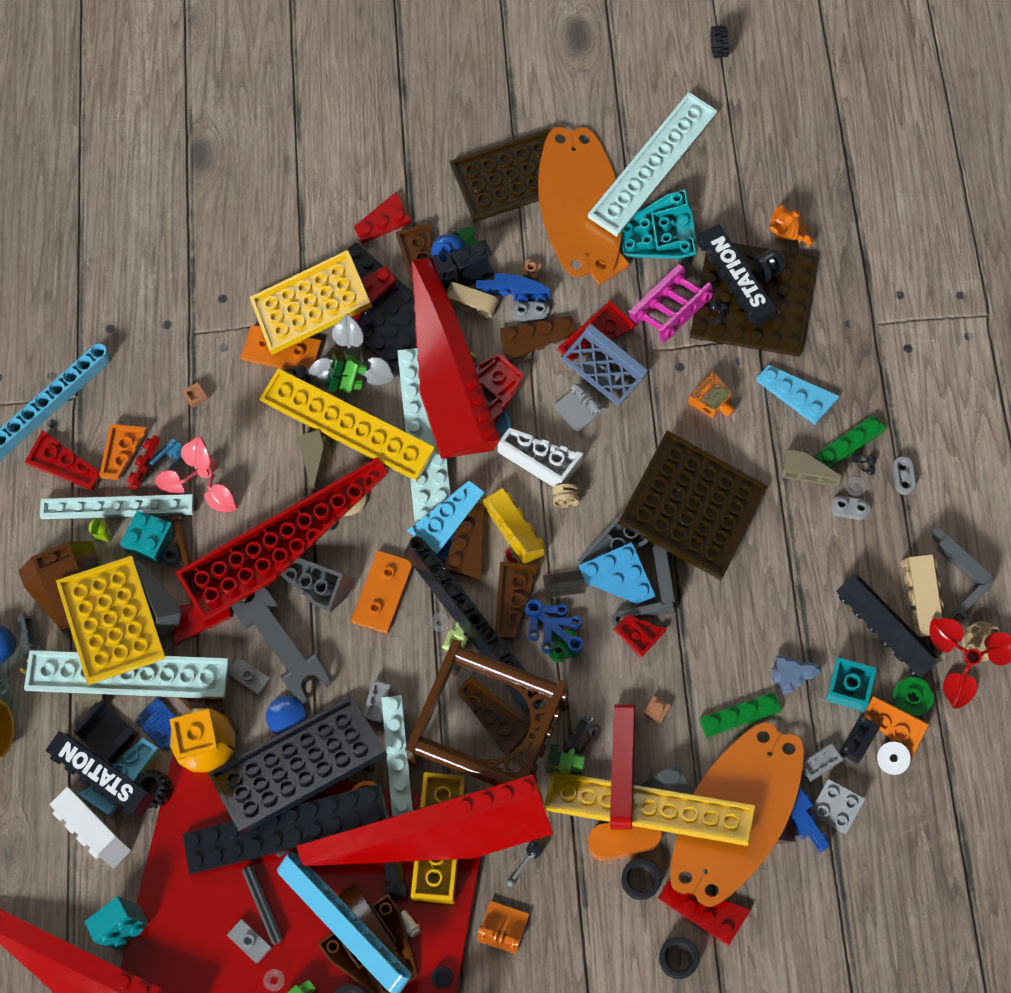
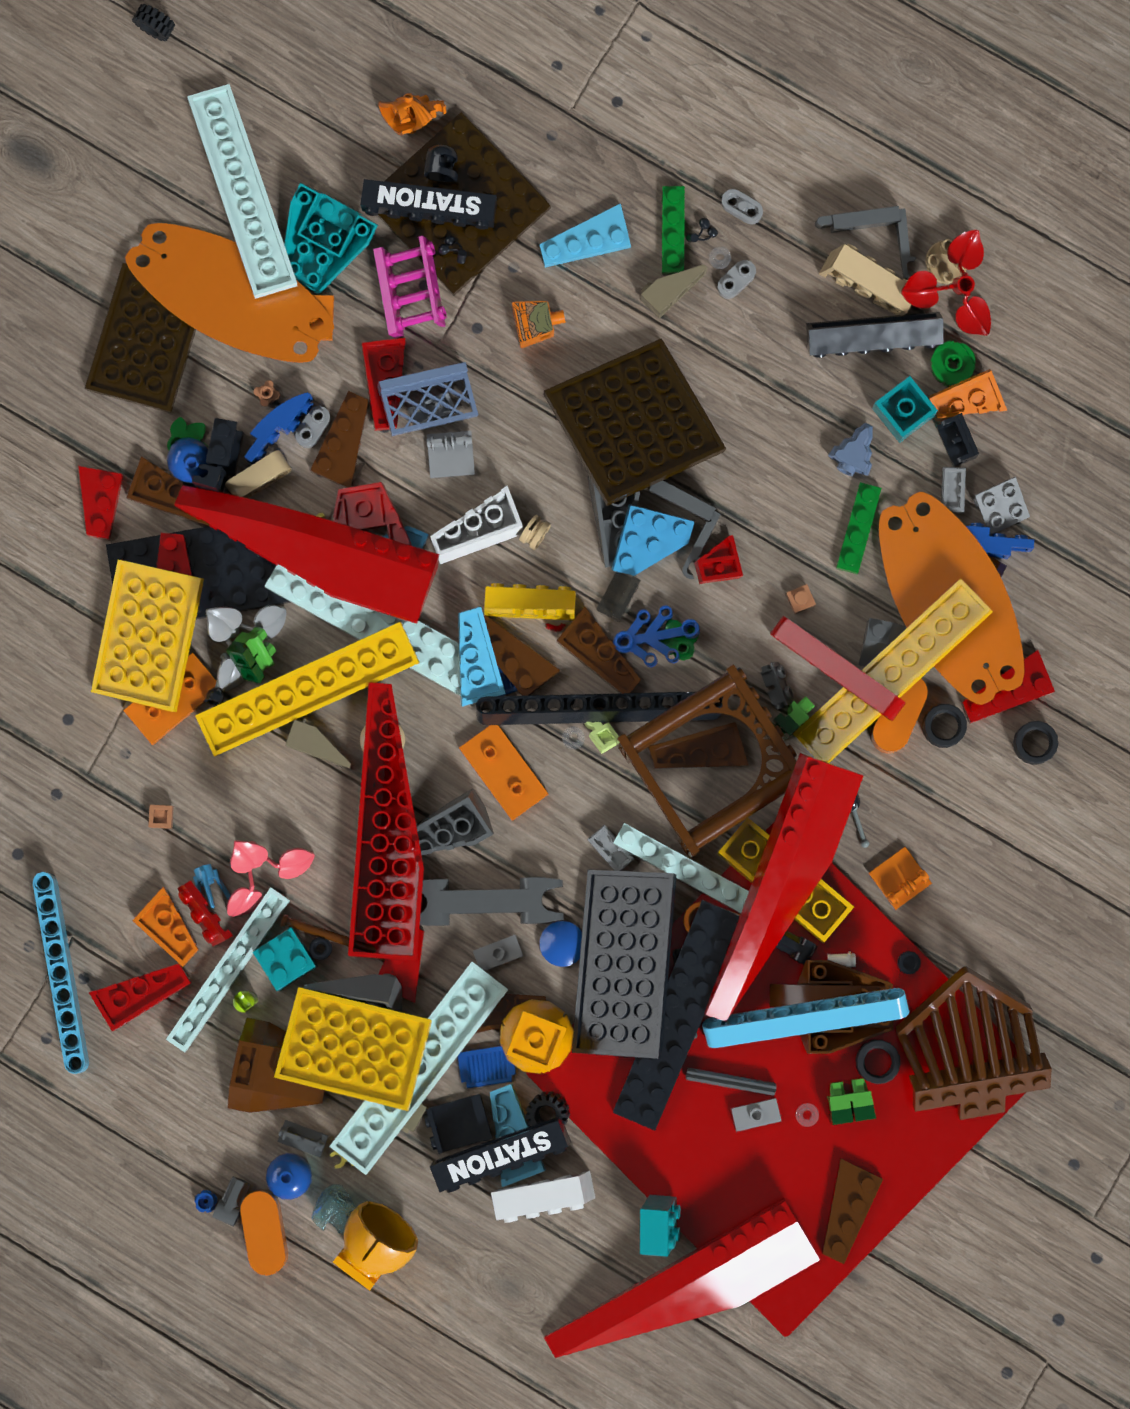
camera: 55 degrees left, 15 degrees up
(885, 762) = (985, 419): white piece -> none

